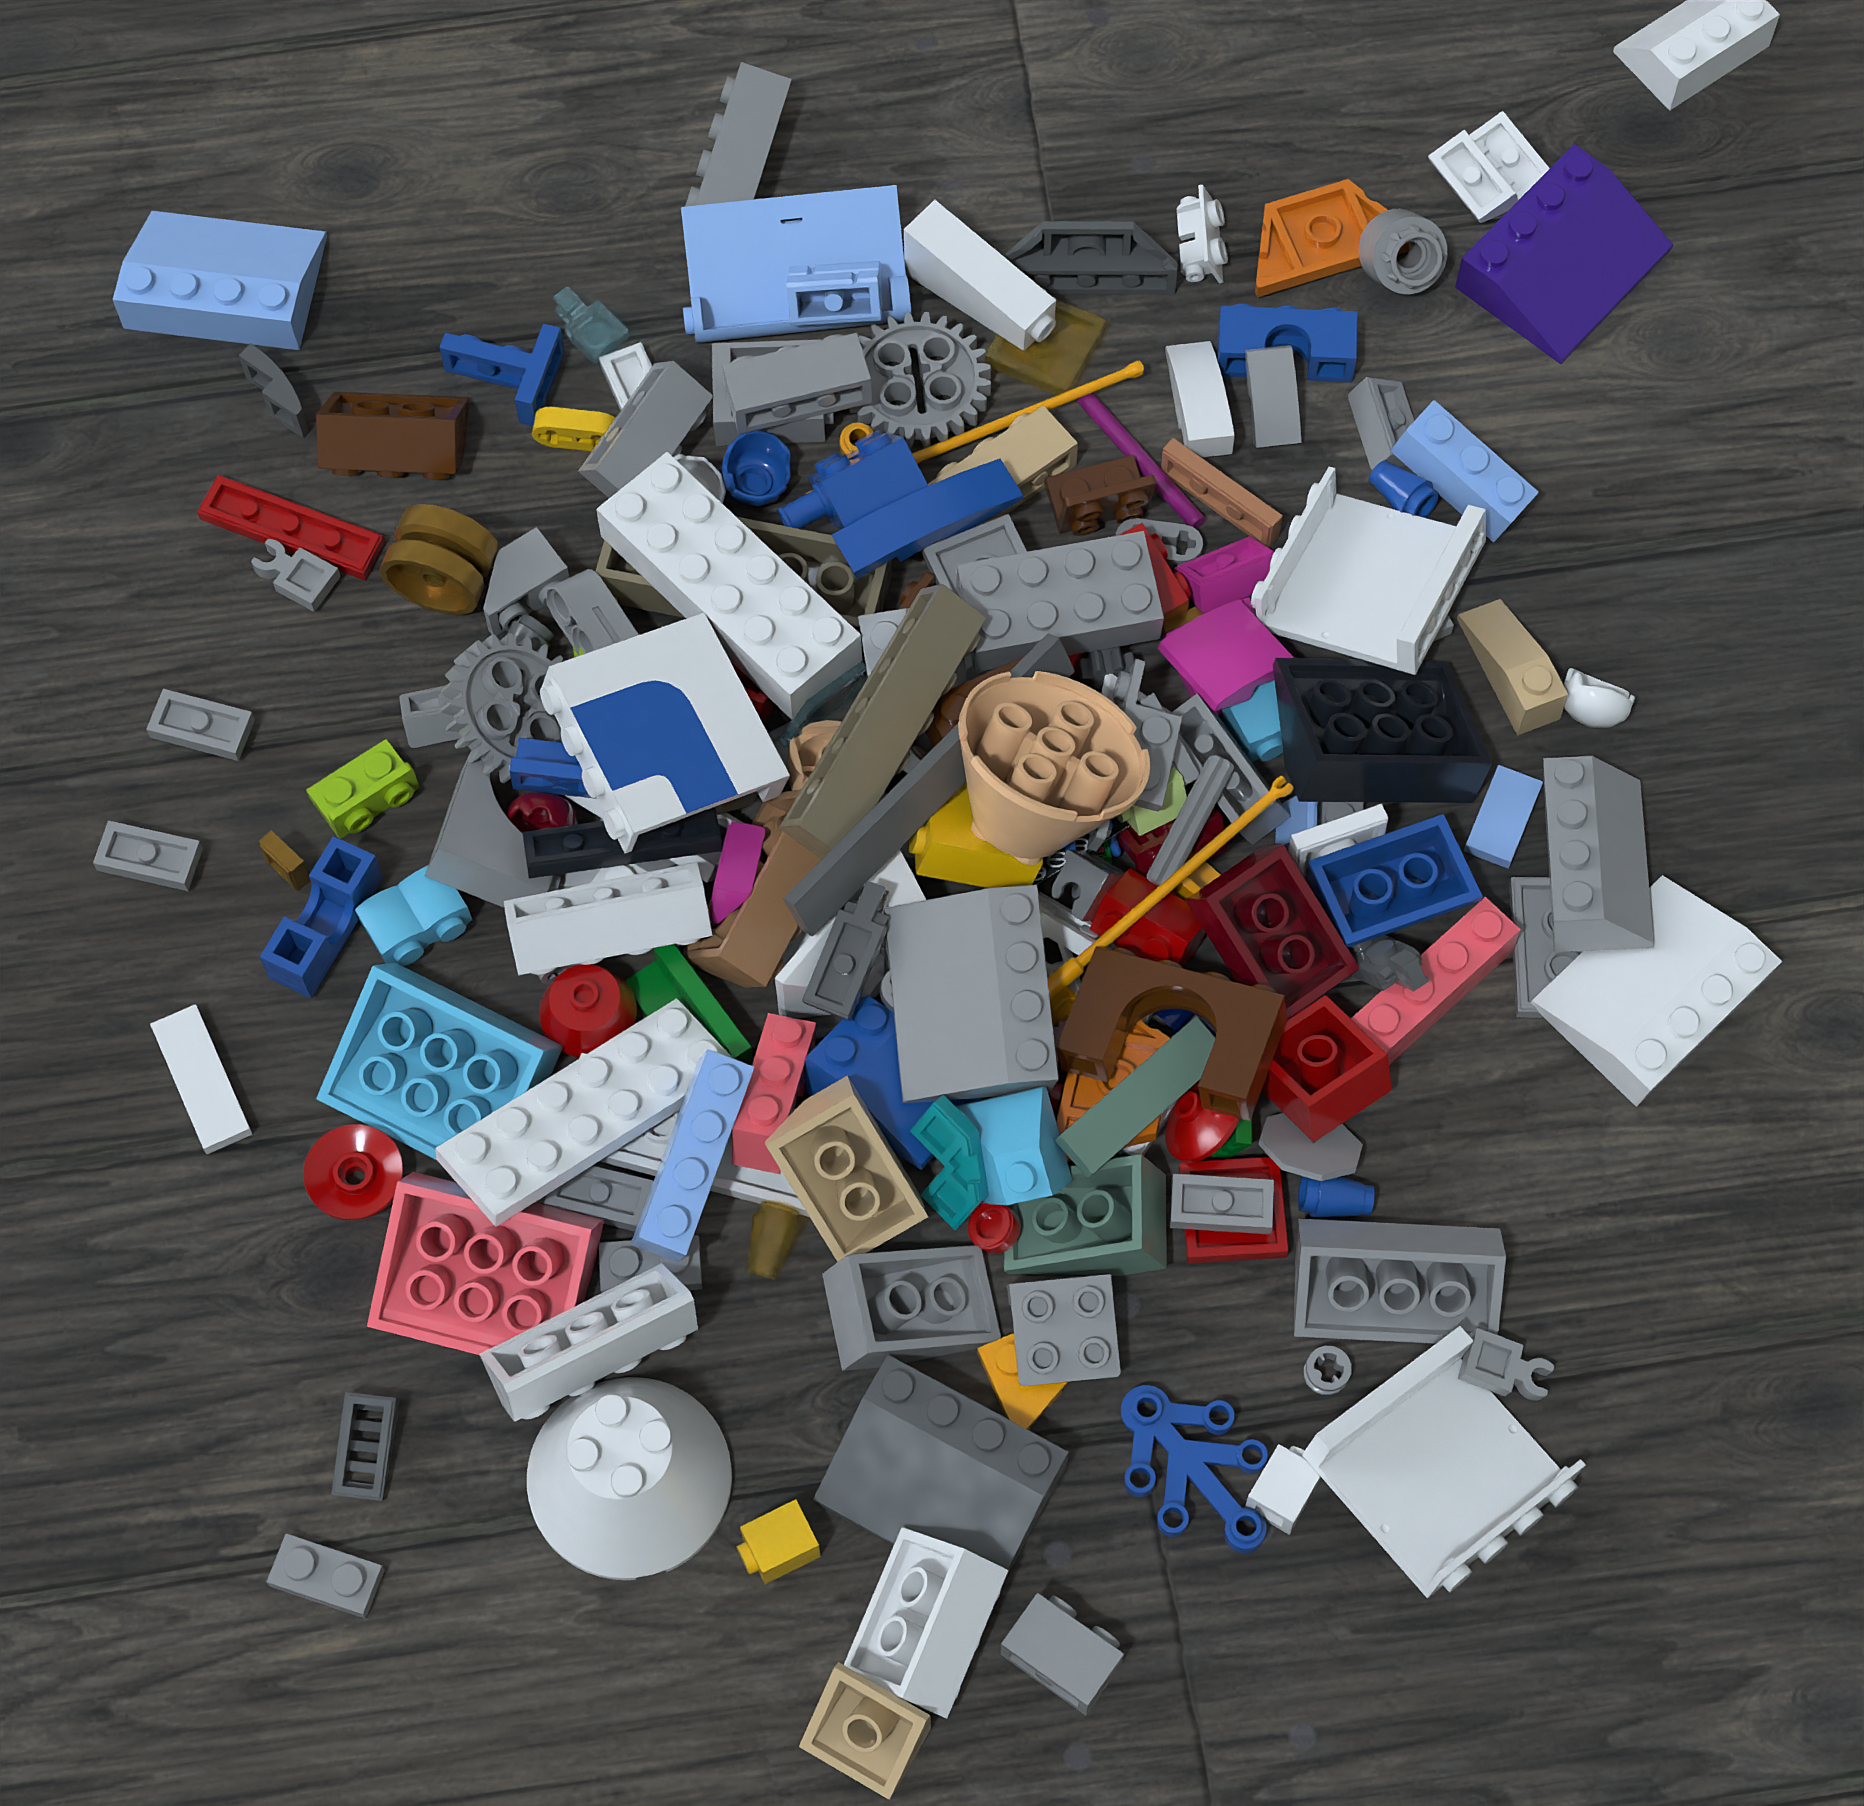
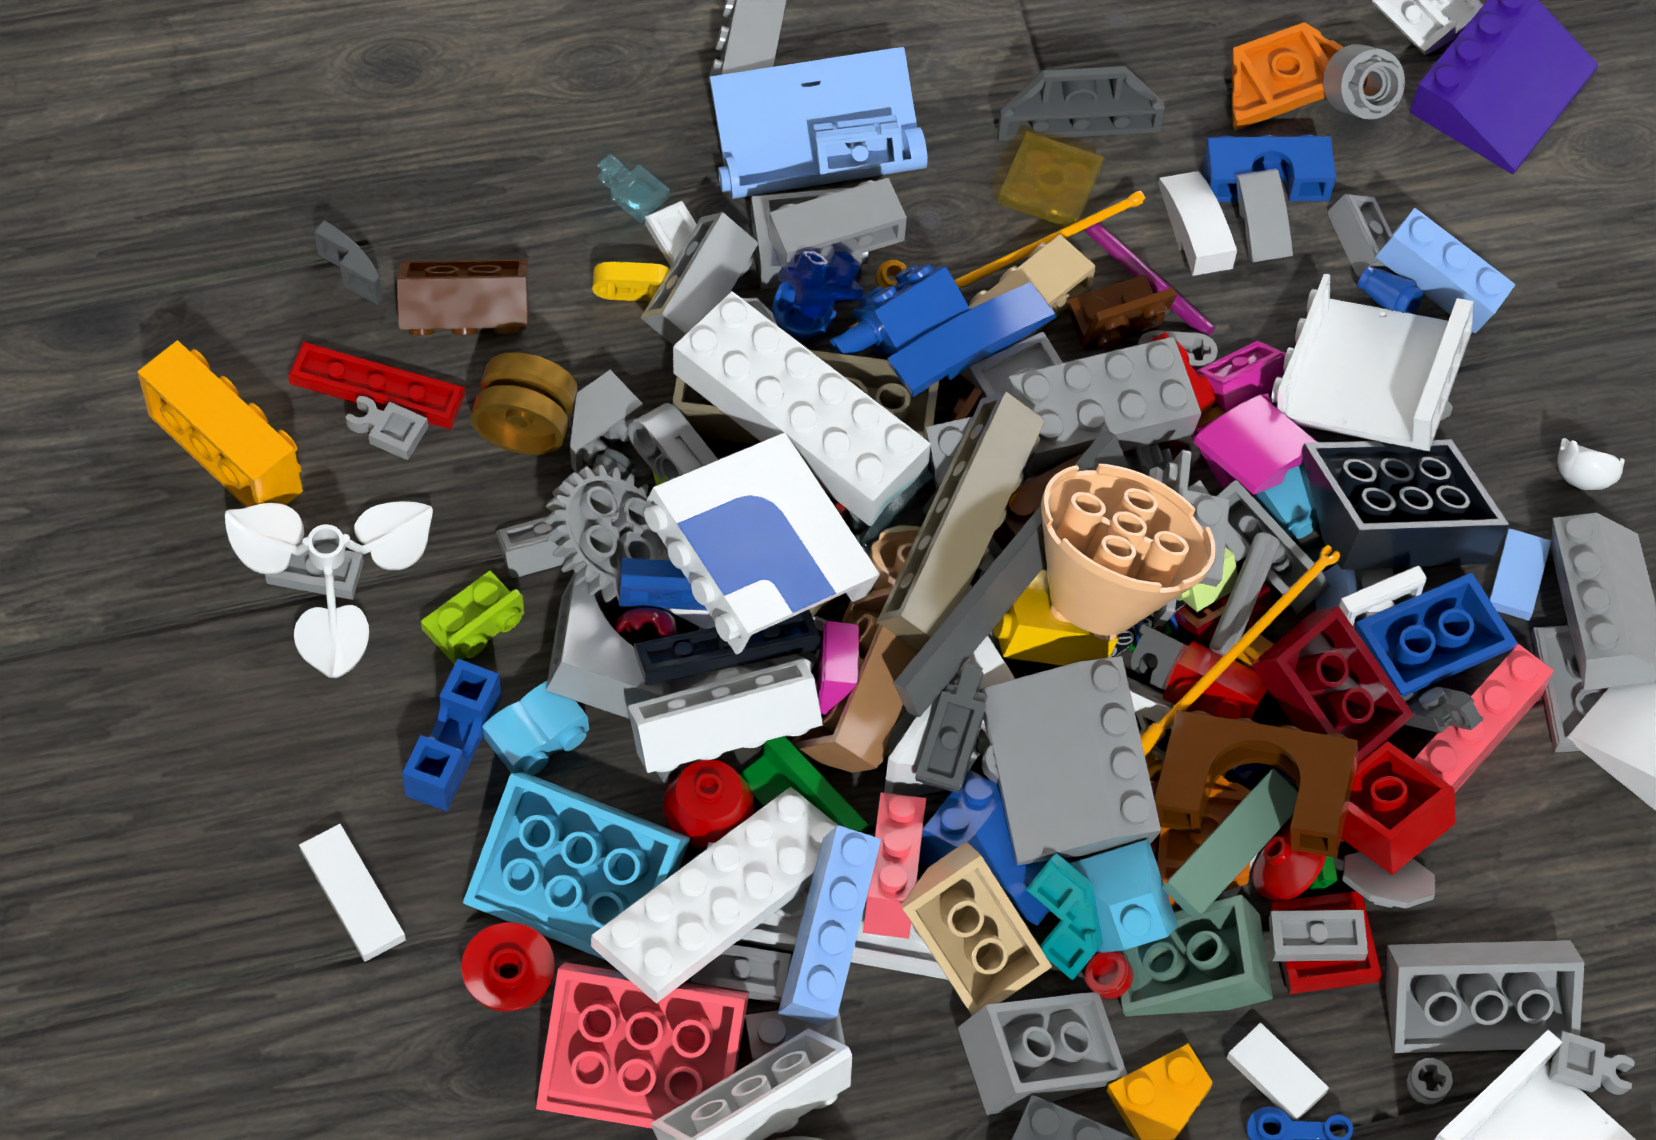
camera: 10 degrees left, 5 degrees down
(115, 568) = (220, 428): none -> light orange brick
(148, 855) = (279, 691): light grey plate -> none
(157, 682) = (271, 532): none -> white plant
(220, 280) = (285, 167): light blue slope -> none
(284, 861) = (409, 687): pearl gold tile -> none
(509, 366) = (562, 228): blue bracket -> none
(770, 1238) = (905, 996): clear yellow cone -> none
(772, 448) = (821, 285): none -> clear blue hips
(959, 375) = (975, 214): light grey gear -> none
(976, 277) = (985, 125): white slope -> none
(1064, 1330) = (1188, 1060): light grey bracket -> none
(1163, 1348) = (1277, 1072): none -> white tile
(1207, 252) = (1177, 65): white hinge -> none
(1221, 493) = (1228, 303): nougat tile -> none
(1335, 1197) = (1415, 923): blue cone -> none
(1514, 666) = (1512, 441): tan slope -> none

